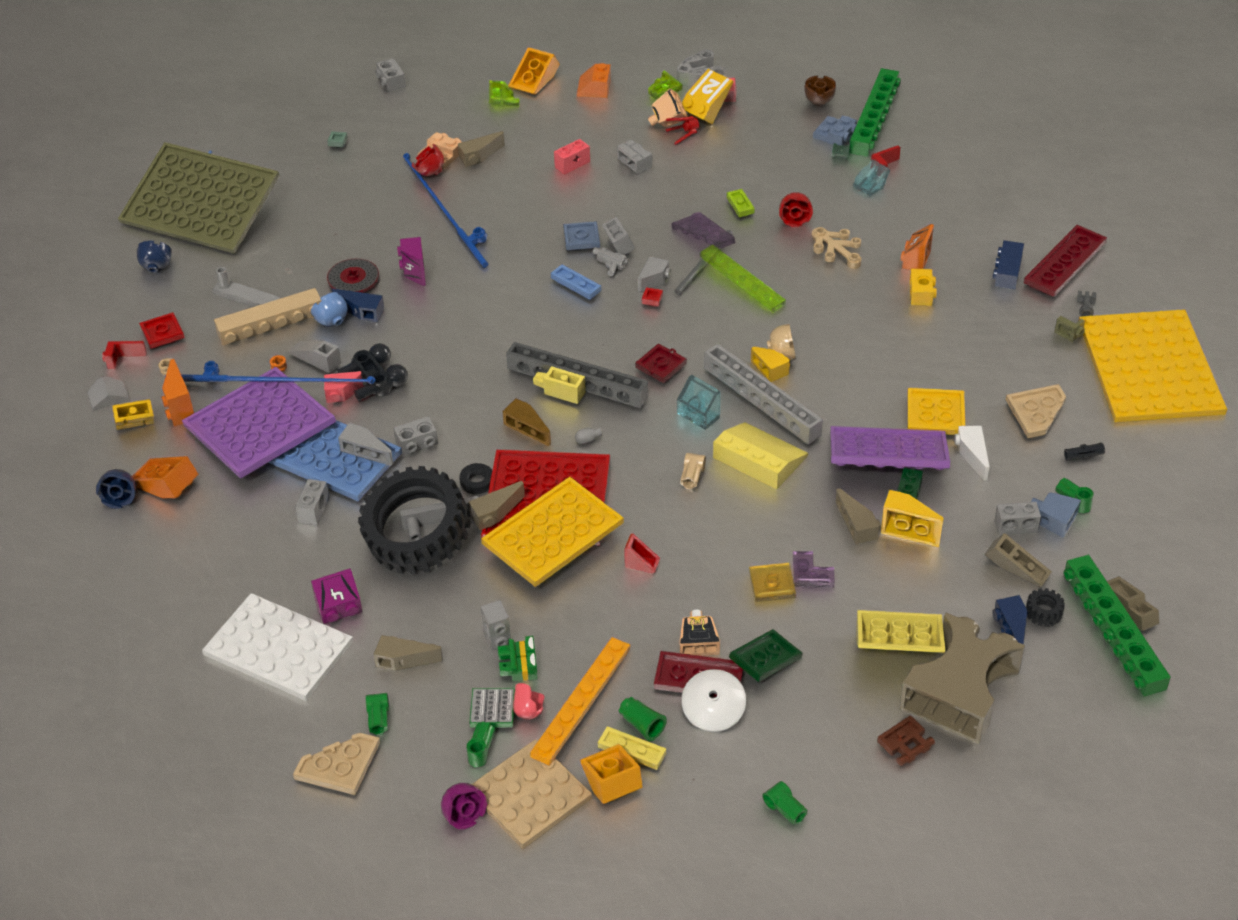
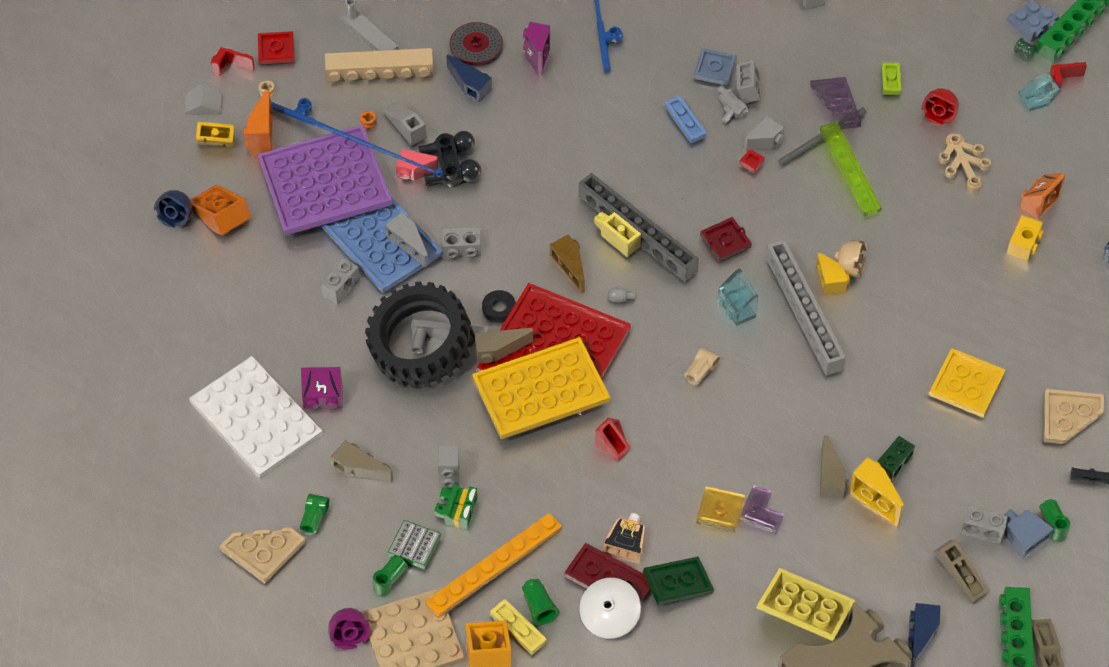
camera: 20 degrees right, 10 degrees up
(330, 310) = (437, 78): medium blue cylinder -> none
(527, 703) = (446, 549): coral hair -> none
(757, 454) = (773, 369): light yellow slope -> none
(889, 447) = (896, 408): medium lavender plate -> none
(973, 448) = (981, 434): white slope -> none
(1048, 598) = (960, 635): black tyre -> none

